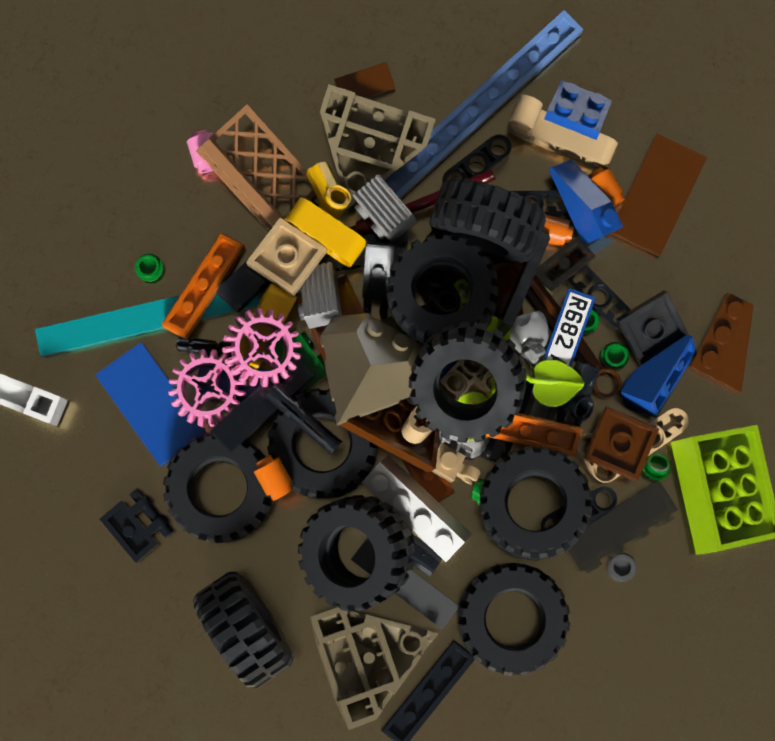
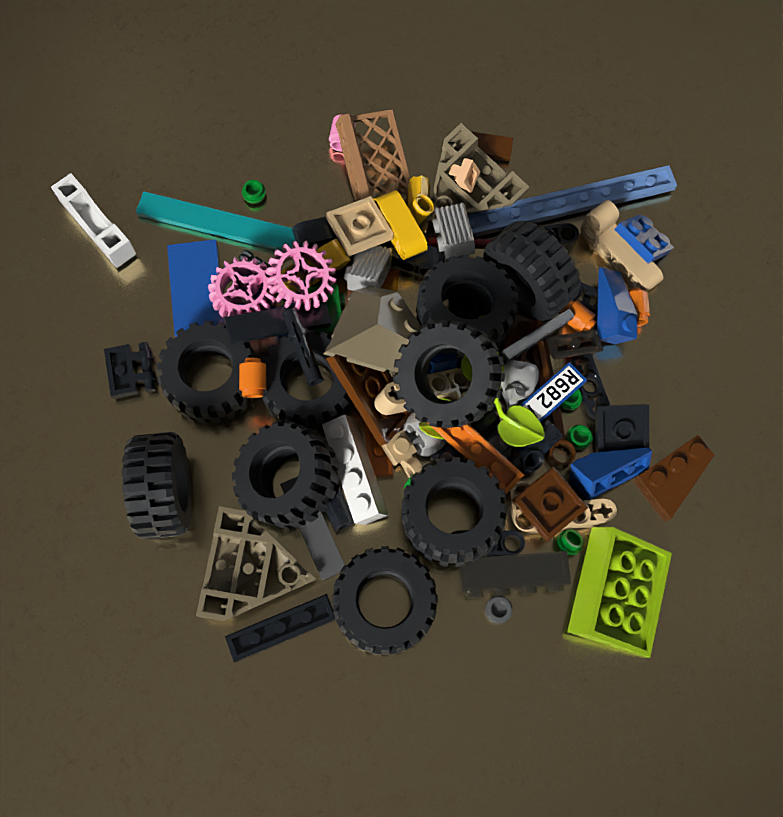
camera: 20 degrees right, 10 degrees down
(203, 286) = (281, 224): orange tile -> none
(363, 140) = (465, 175): none -> light nougat tile
(377, 266) = (424, 263): black hinge -> none
(658, 194) = (676, 334): reddish brown tile -> none

